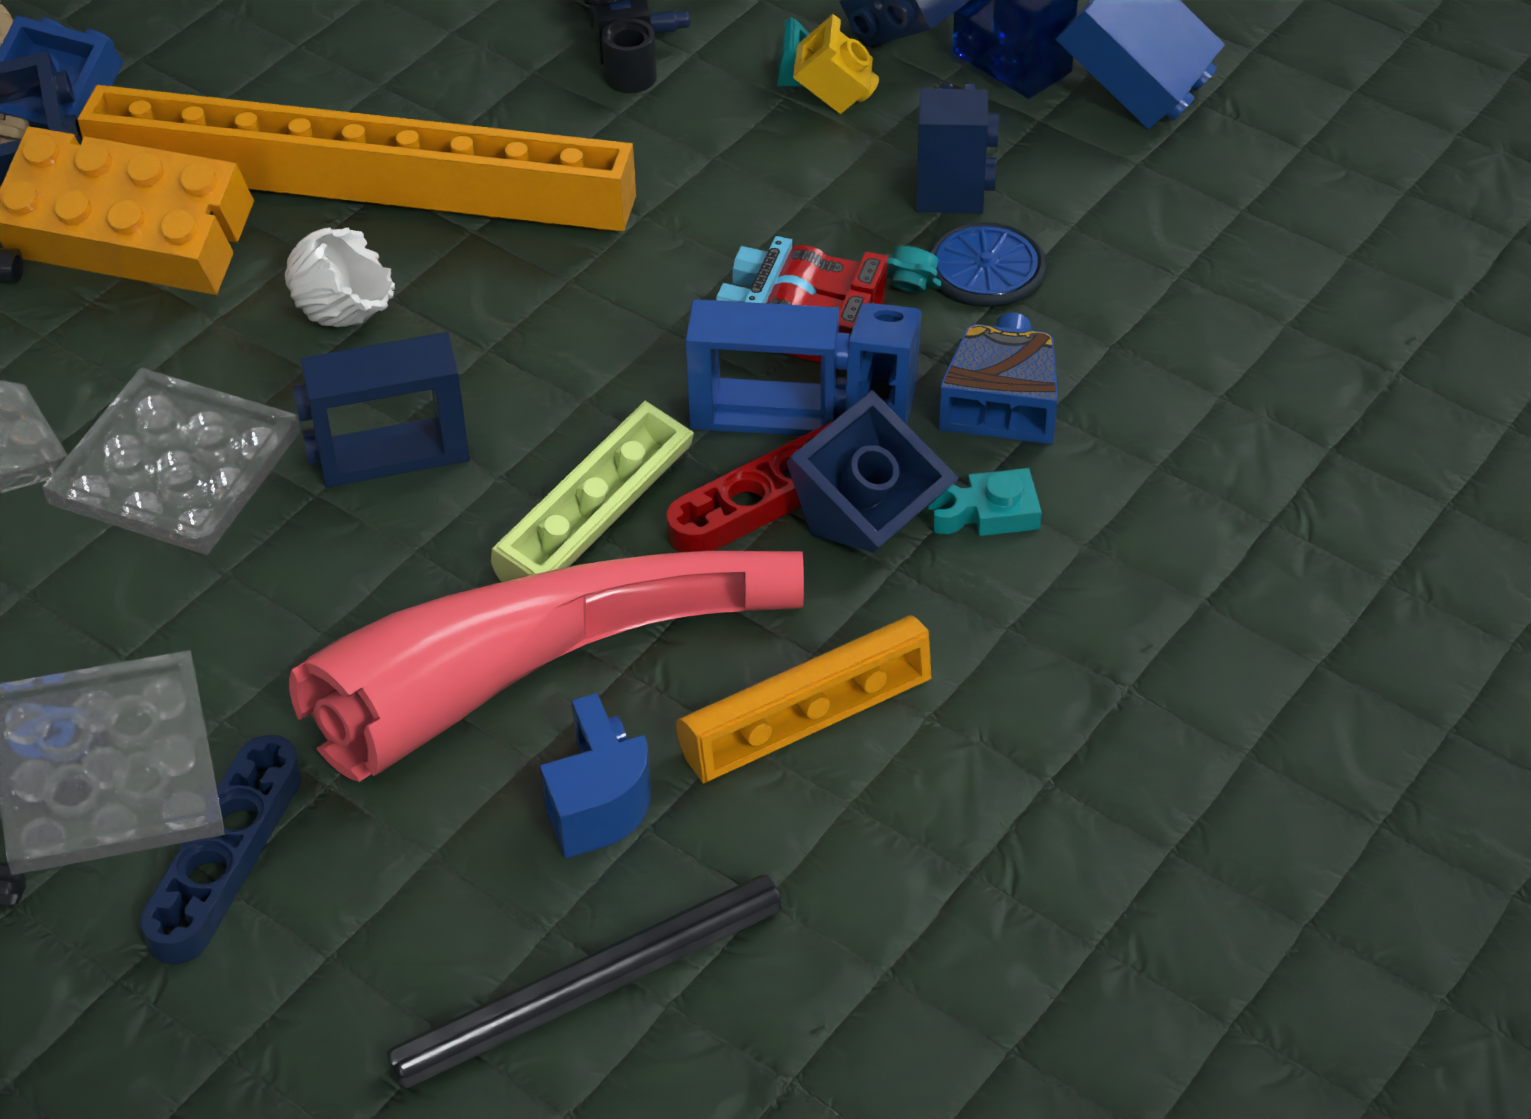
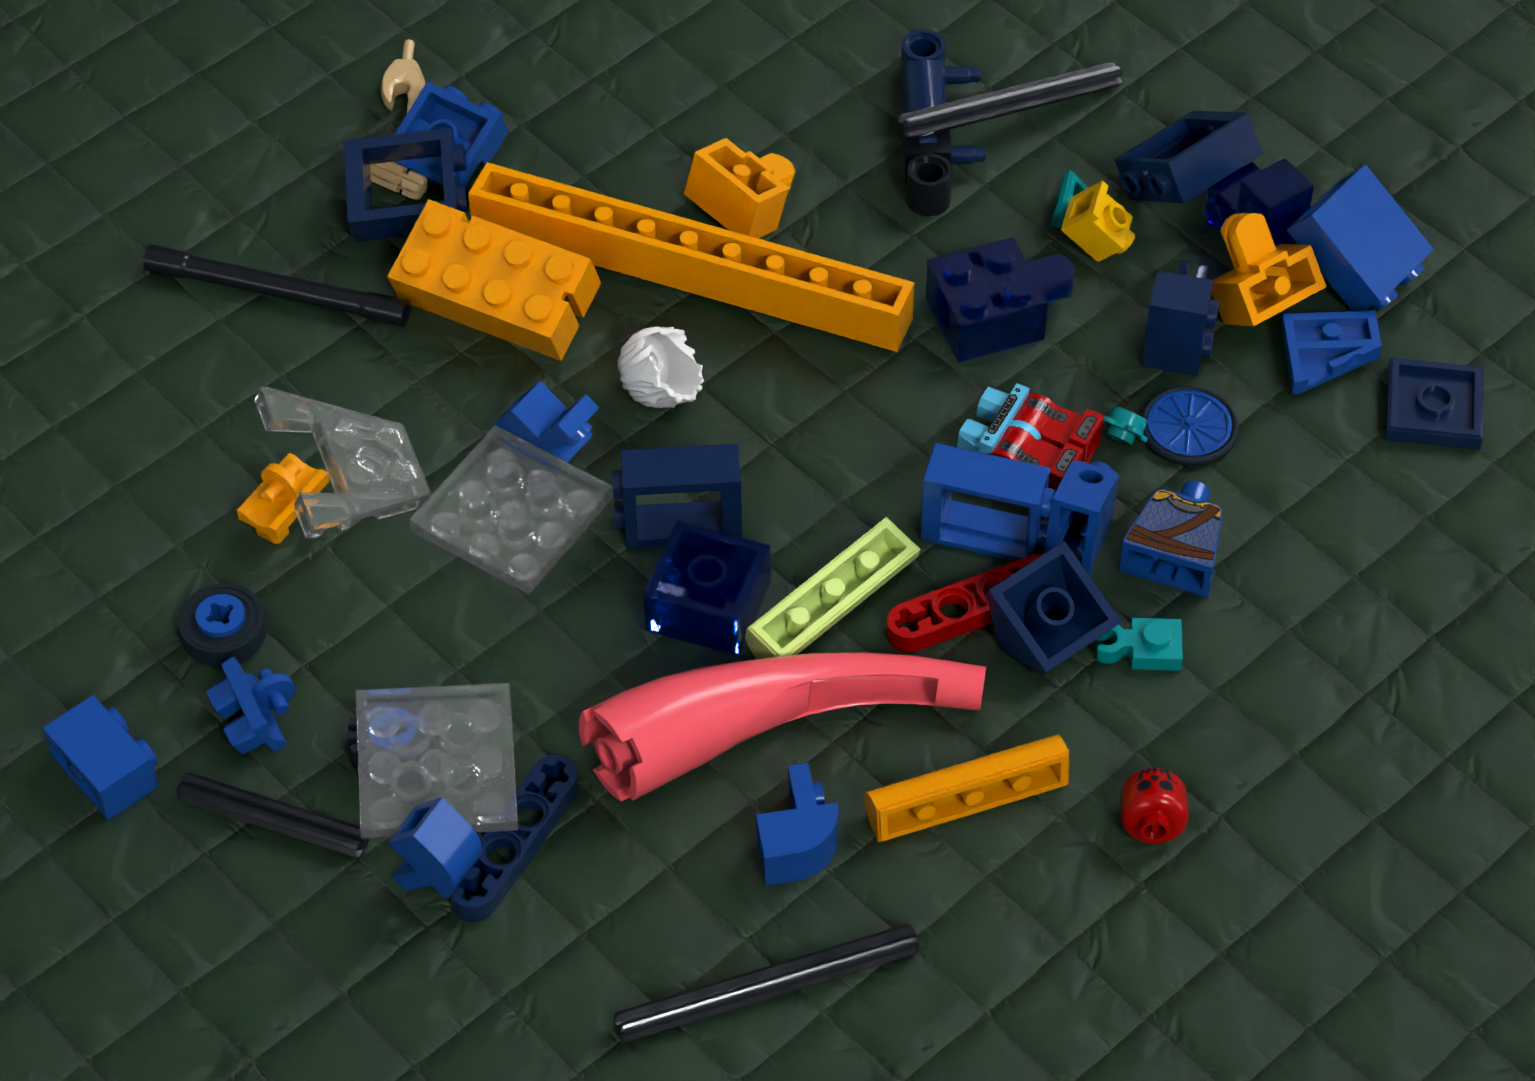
camera: 10 degrees right, 5 degrees up
(116, 869) = (436, 848): none -> blue brick
(208, 356) = (548, 423): none -> blue brick
(404, 78) = (739, 187): none -> light orange brick
(433, 510) = (707, 588): none -> clear blue brick
(728, 156) = (993, 297): none -> clear blue brick
(1039, 92) = (1263, 275): none -> light orange brick
(1048, 677) = (1154, 806): none -> red head
(1127, 158) = (1328, 345): none -> blue wing
(1265, 204) = (1434, 403): none -> dark blue tile

